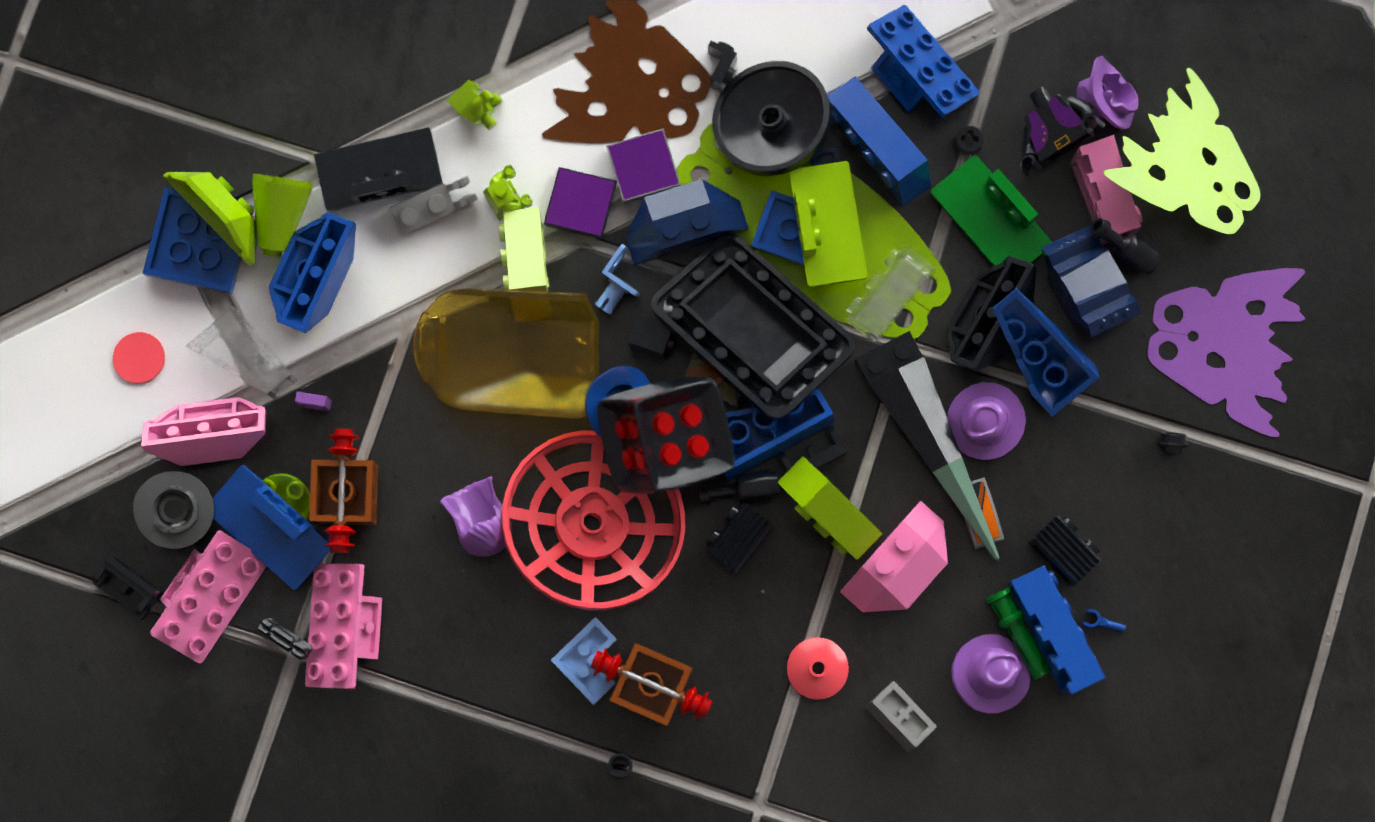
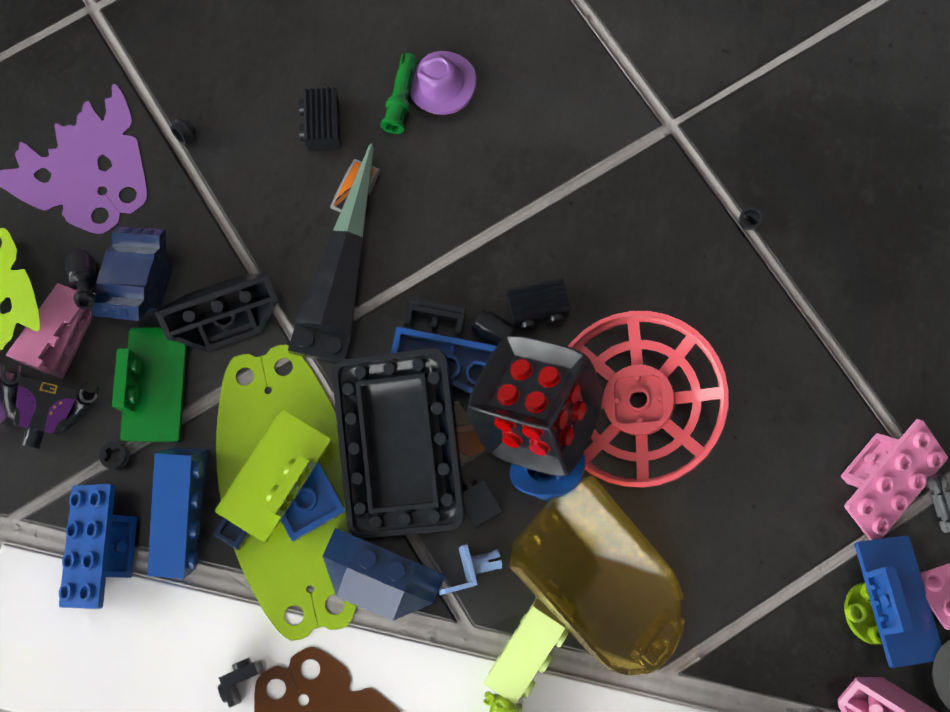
camera: 145 degrees left, 5 degrees down
(313, 401) = (789, 676): medium lavender tile -> none
(343, 491) = (820, 577): dark orange brick -> none
(477, 518) = (724, 474): medium lavender piece -> none
(578, 655) = (725, 309): light blue plate -> none
(580, 203) = (445, 662): dark purple tile -> none
(643, 165) = (371, 650): dark purple tile -> none
(651, 684) = (686, 249): dark orange brick -> none
(772, 118) = (239, 598): black dish -> none
(817, 685) = (555, 191): coral dish -> none
(830, 509) = (459, 267): lime wedge -> none
(889, 292) = (275, 385): clear wedge -> none
(901, 564) = (439, 198): bright pink wedge -> none
(901, 716) = (527, 100): light grey hinge -> none
(986, 420) = (292, 244): medium lavender hat -> none
(1046, 356) = (209, 247): blue wedge -> none
(1056, 631) = (376, 68): blue wedge -> none
(1103, 622) = (341, 61): blue hand -> none

